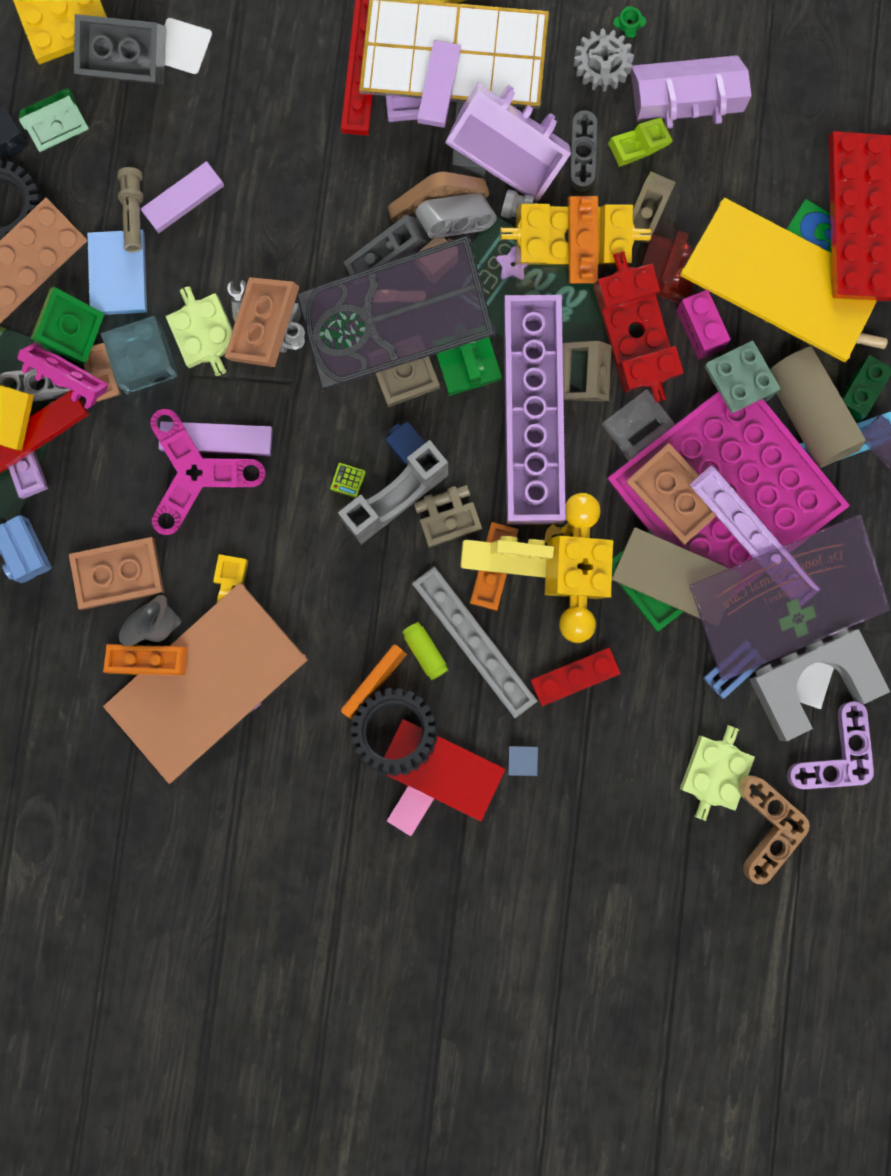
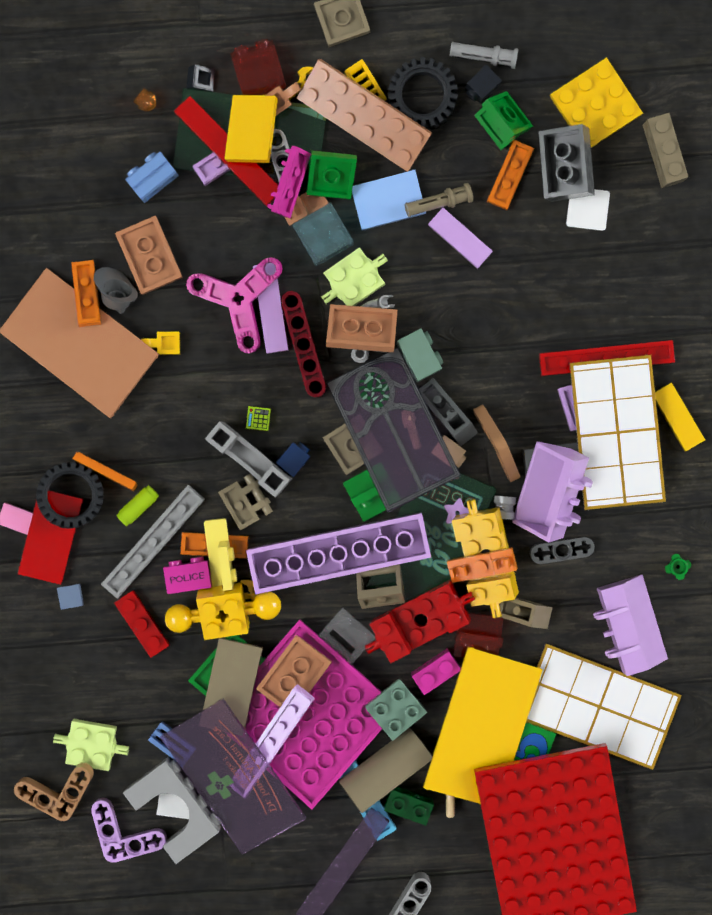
camera: 75 degrees right, 5 degrees up
(121, 125) = (510, 174): none -> orange tile
(256, 400) = (296, 336): none -> dark red beam
(311, 261) = (419, 354): none -> sand green brick
(439, 84) = (586, 426): lavender tile -> none
(456, 215) = (483, 460): light grey beam -> none
(526, 604) = (187, 576): none -> dark pink brick
(608, 49) = (642, 561): light grey gear -> none
(641, 142) = (578, 594): lime slope -> none
(781, 140) = (602, 706): none -> white piece

